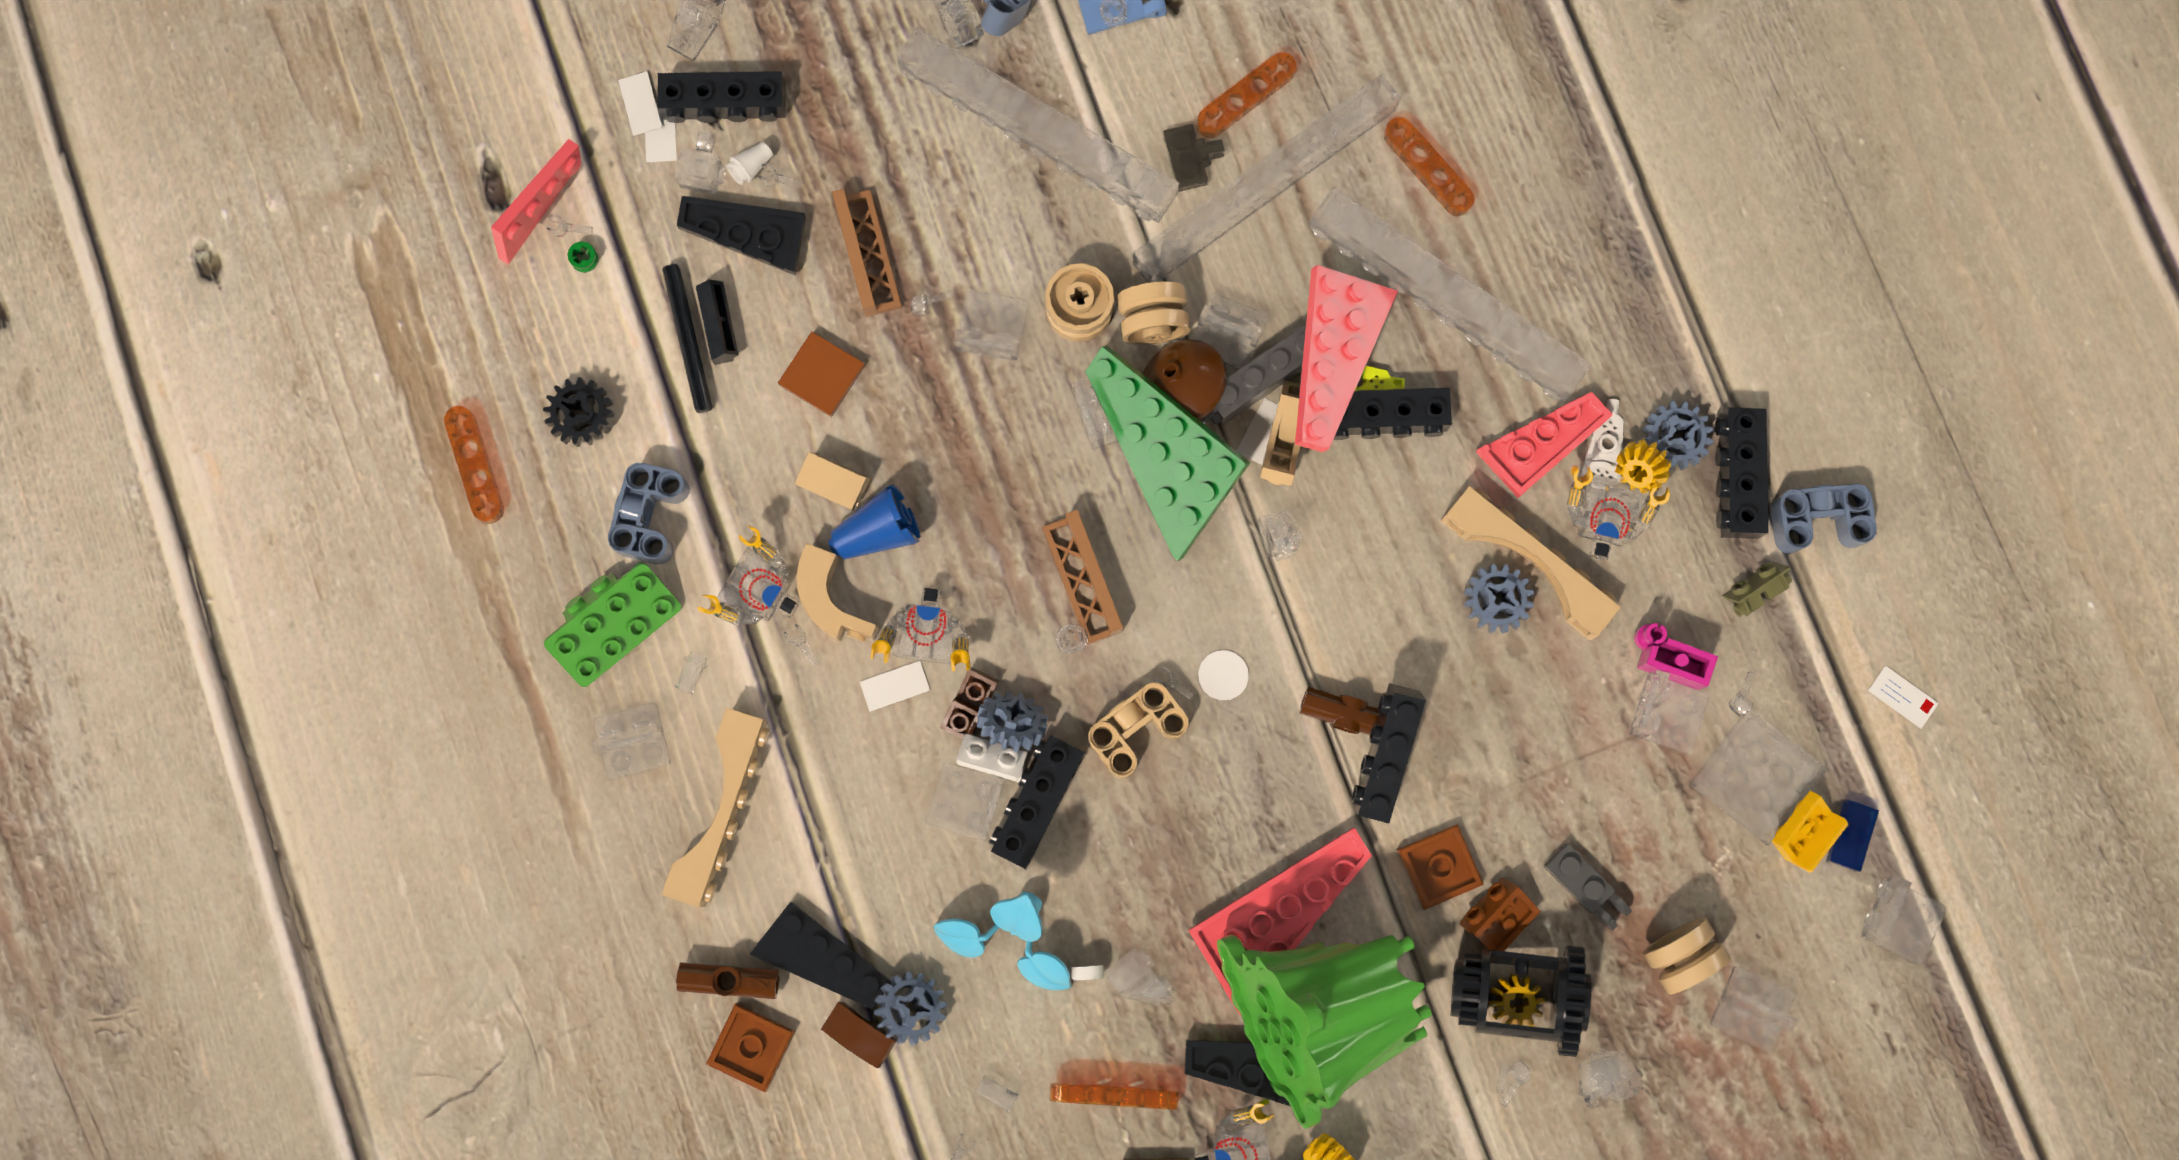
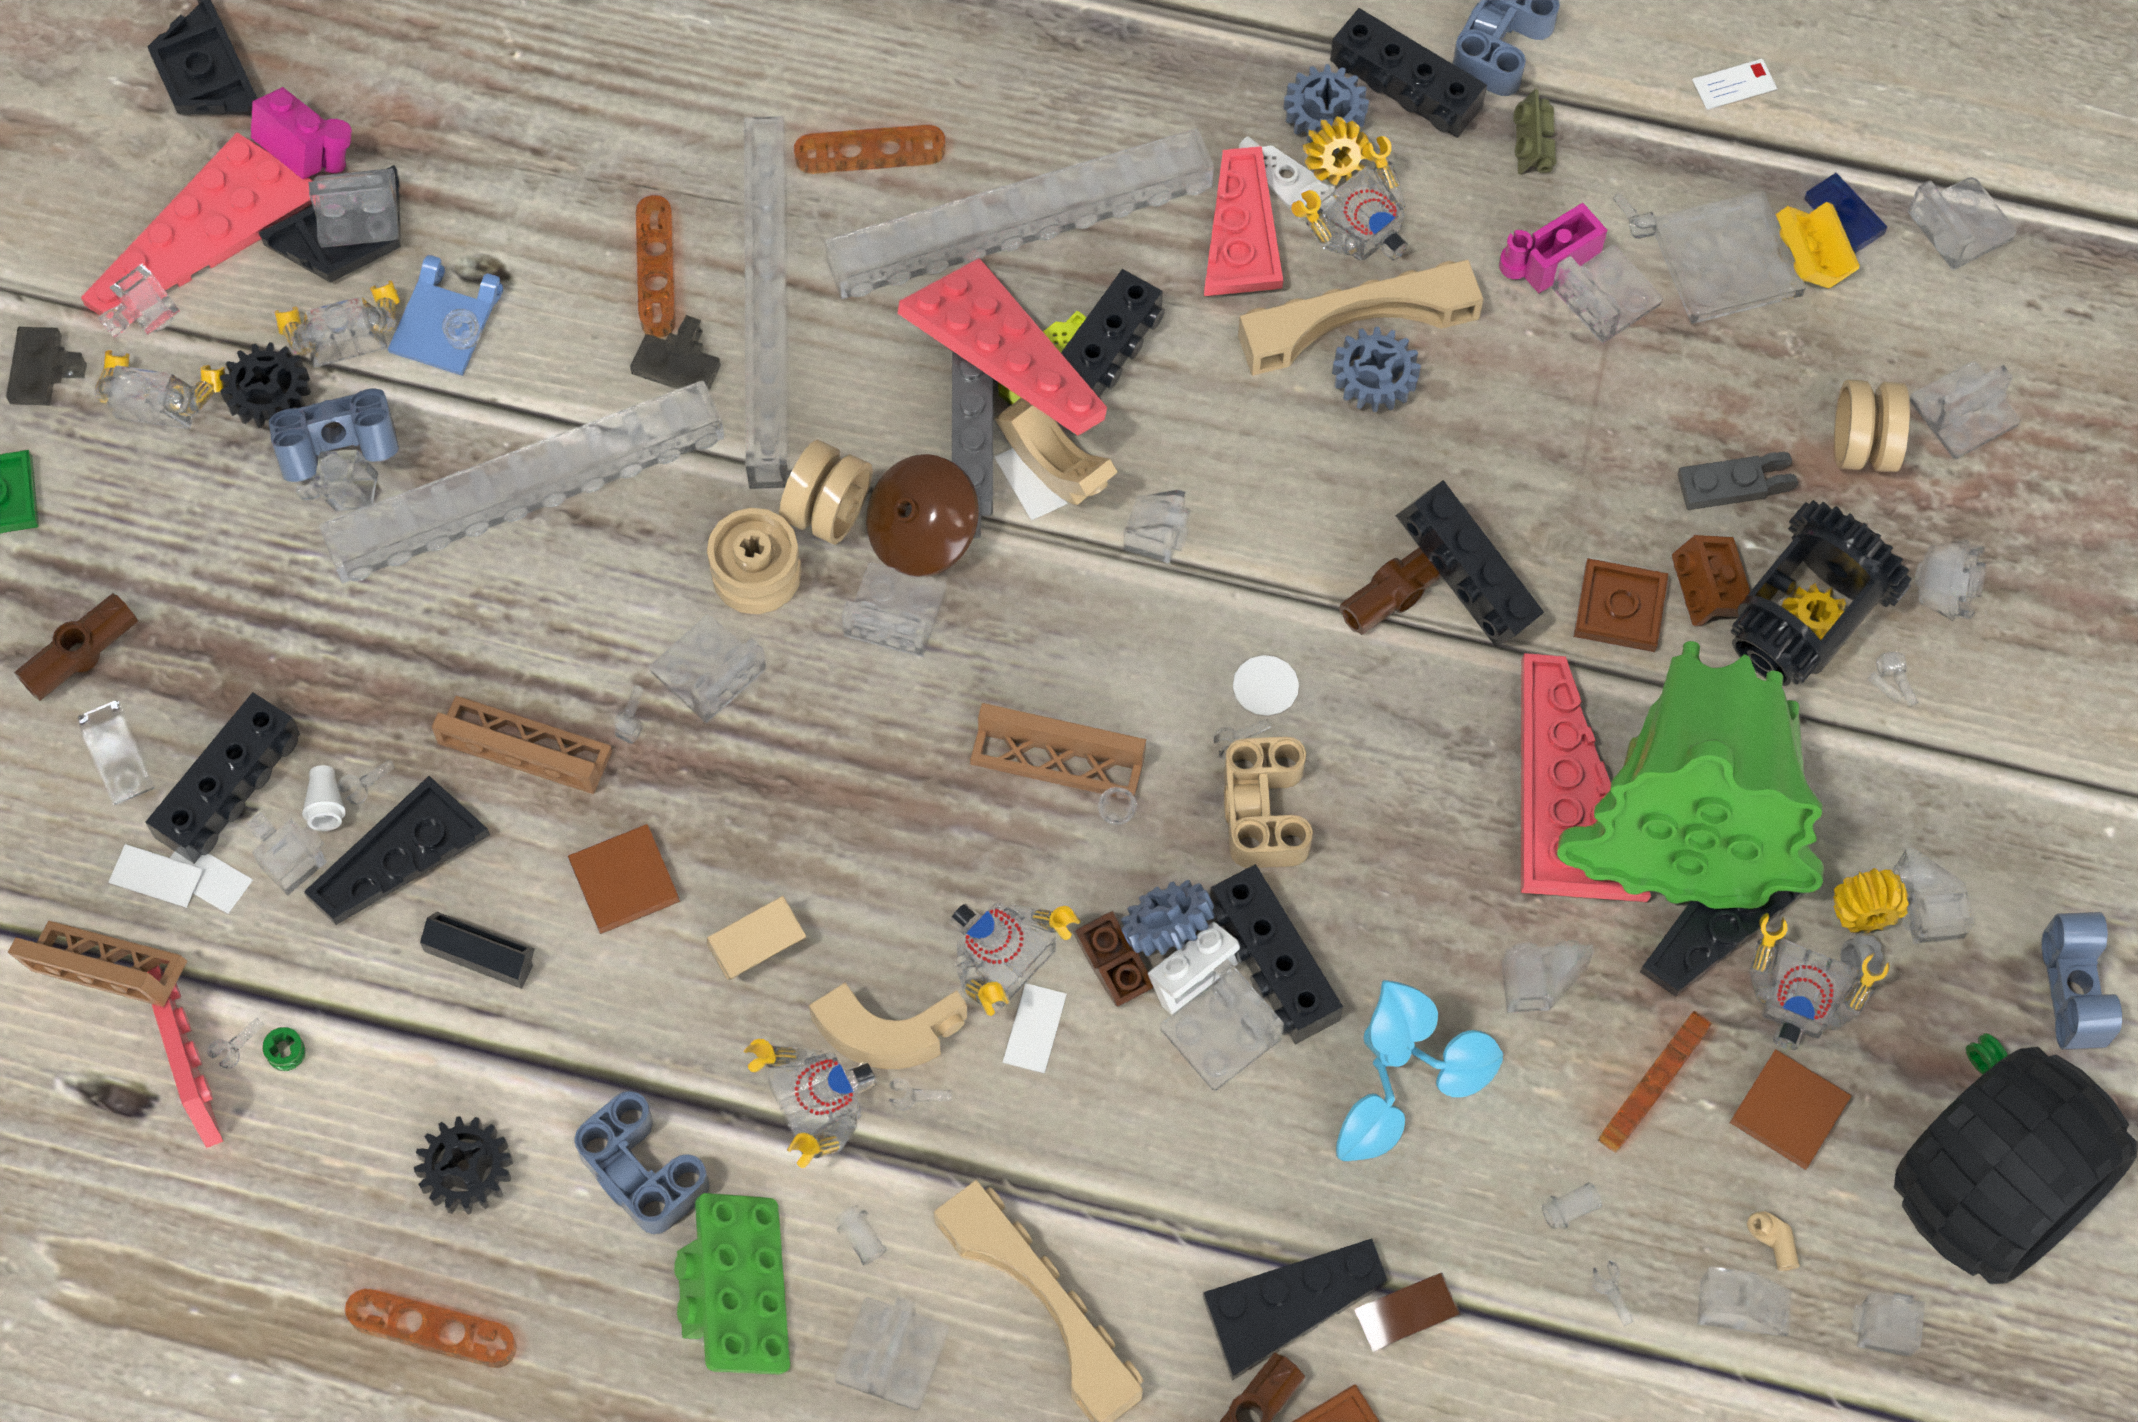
camera: 55 degrees left, 15 degrees down
(544, 115) = (100, 972): none -> medium nougat fence
(687, 338) = (470, 995): black axle -> none
(876, 527) = (844, 923): blue cone -> none
(914, 995) = (1415, 1233): sand blue gear -> none
(1087, 972) = (1500, 1020): white tile -> none
(1172, 454) = (993, 571): wing -> none
(1231, 329) = (896, 433): clear bracket -> none

